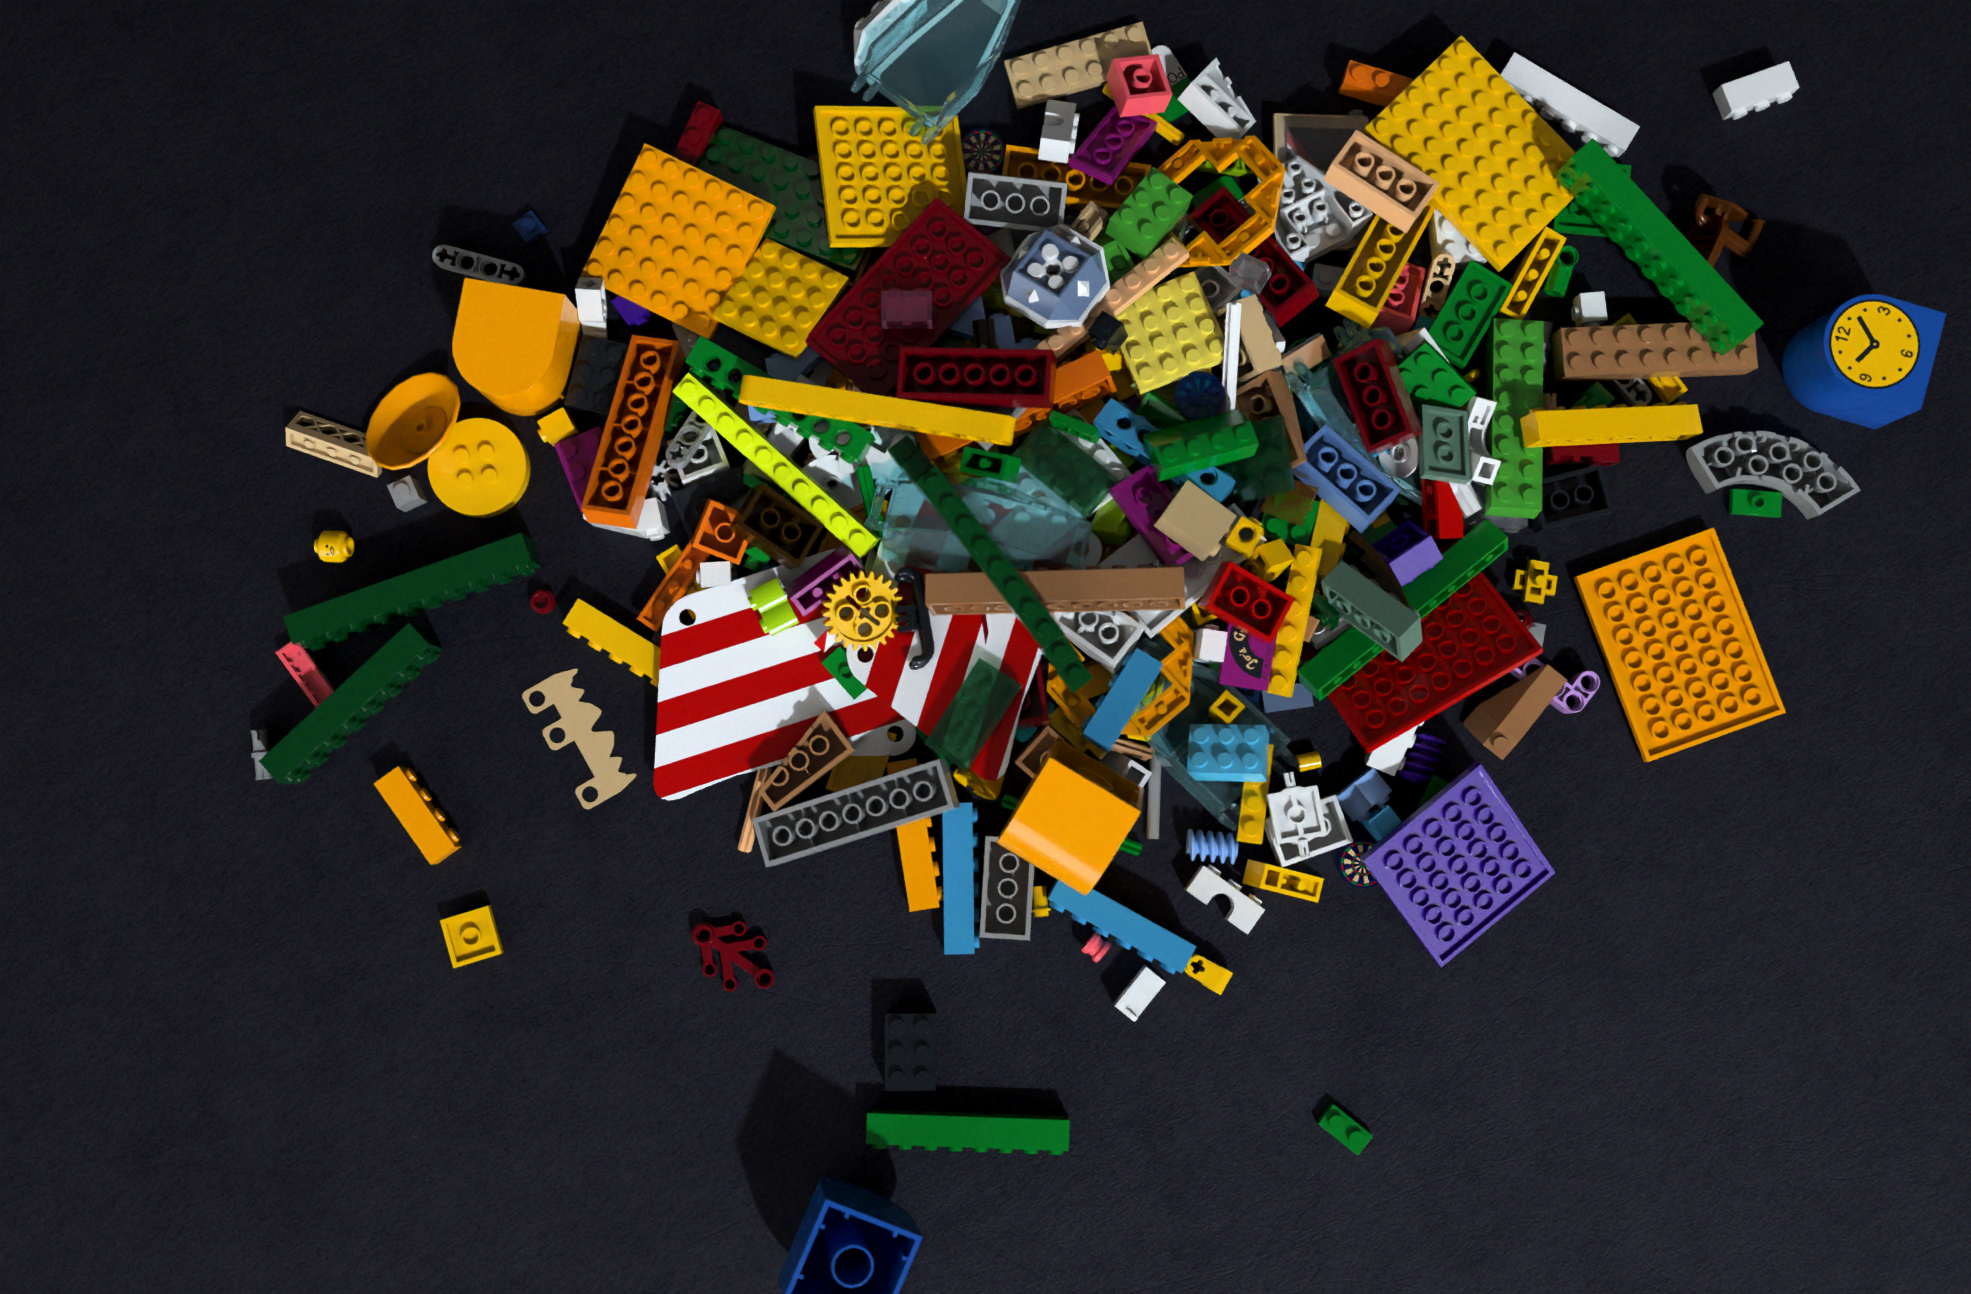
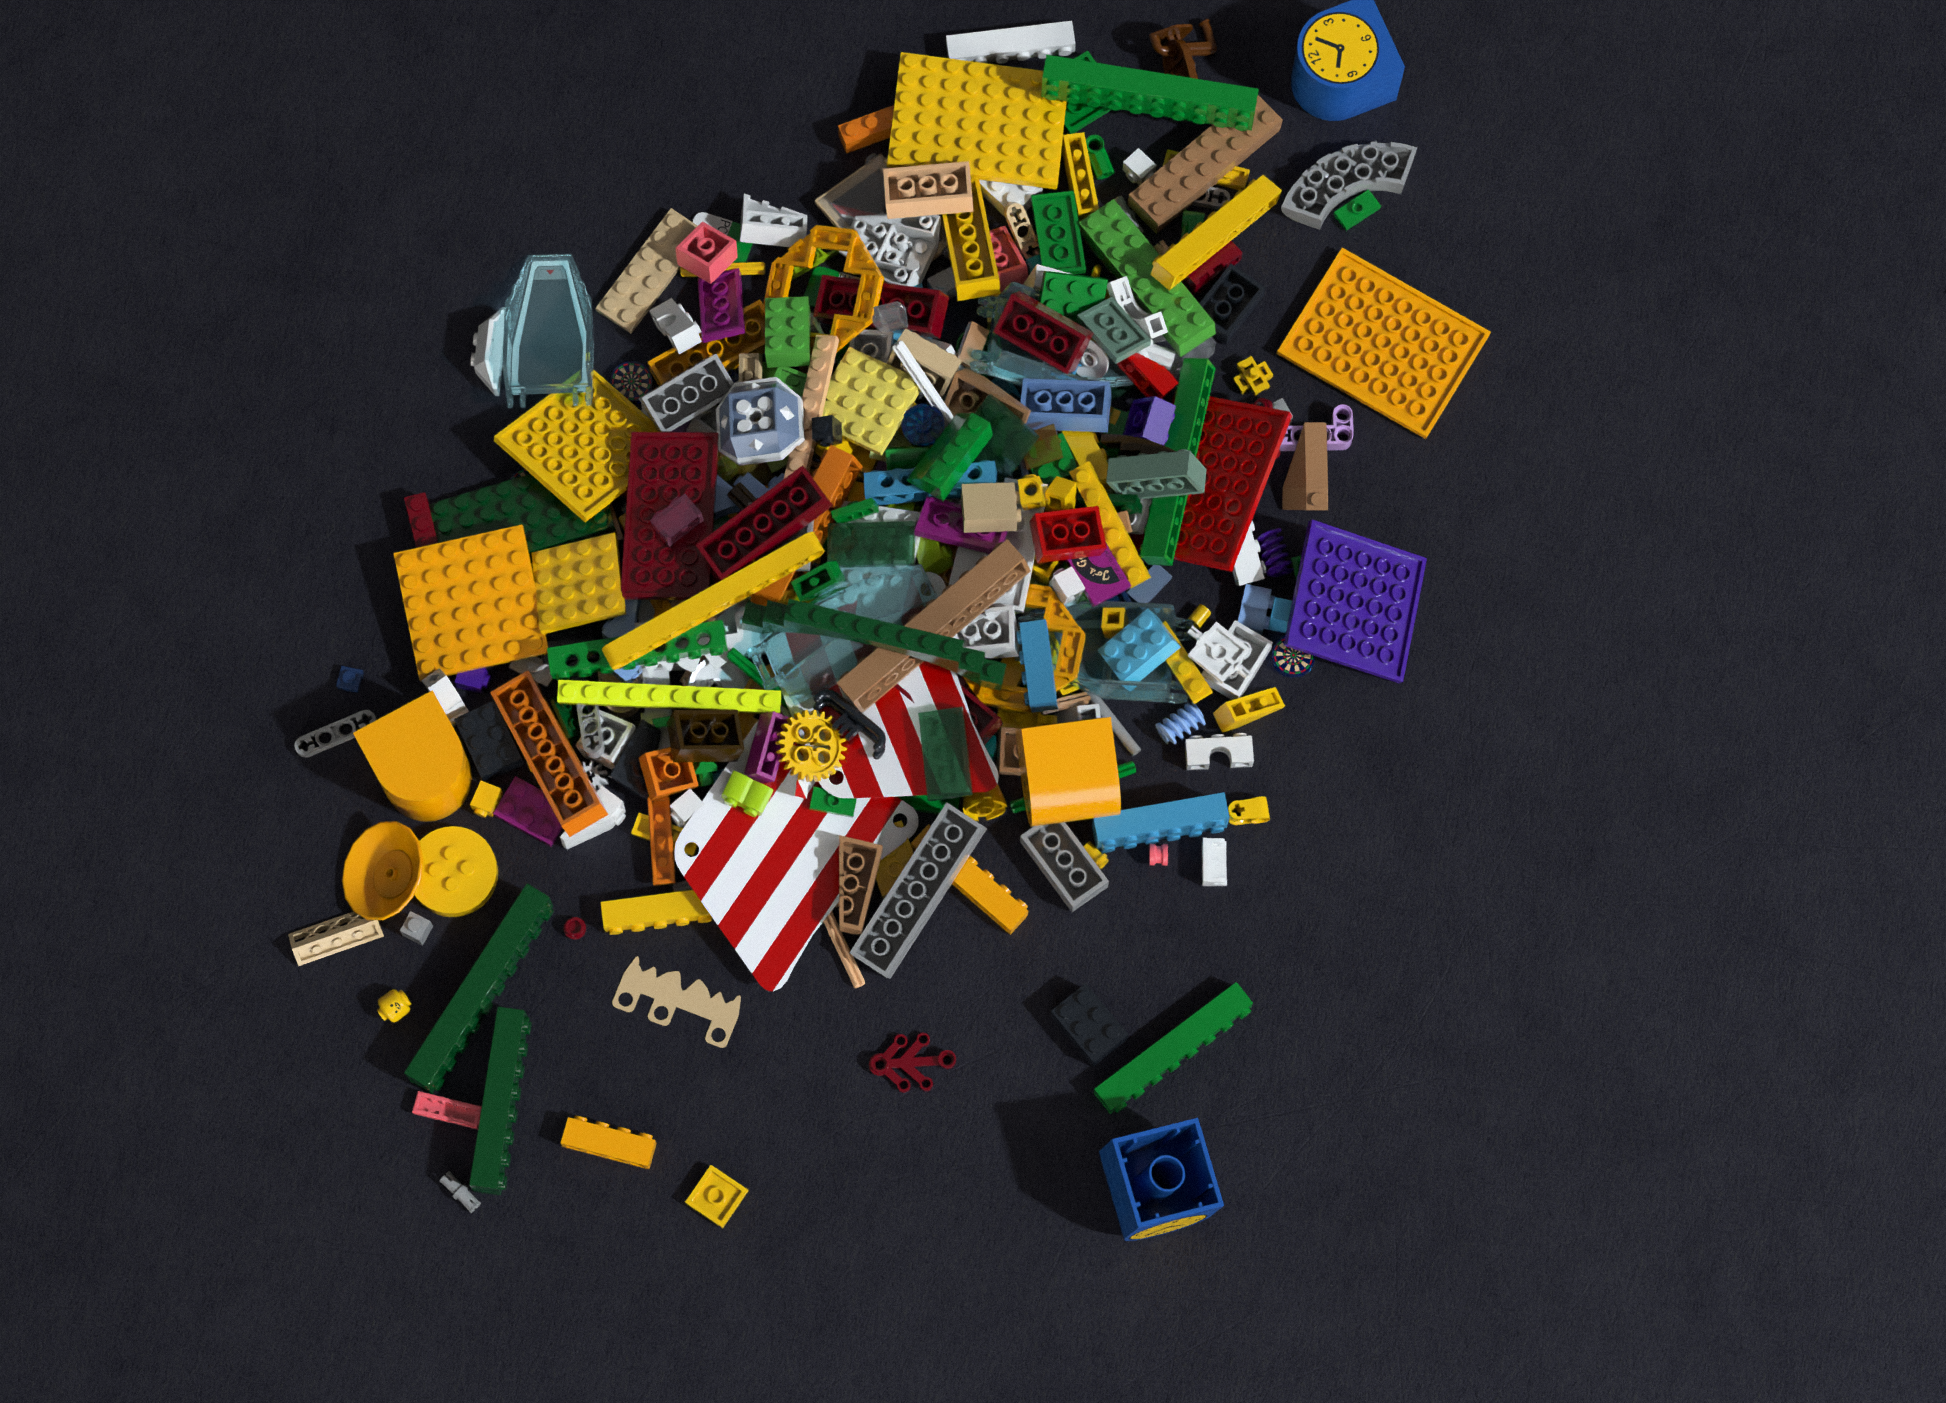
camera: 40 degrees left, 10 degrees down
(959, 880) = (1026, 884): dark azure brick -> none
(1344, 1129) = (1428, 842): green plate -> none

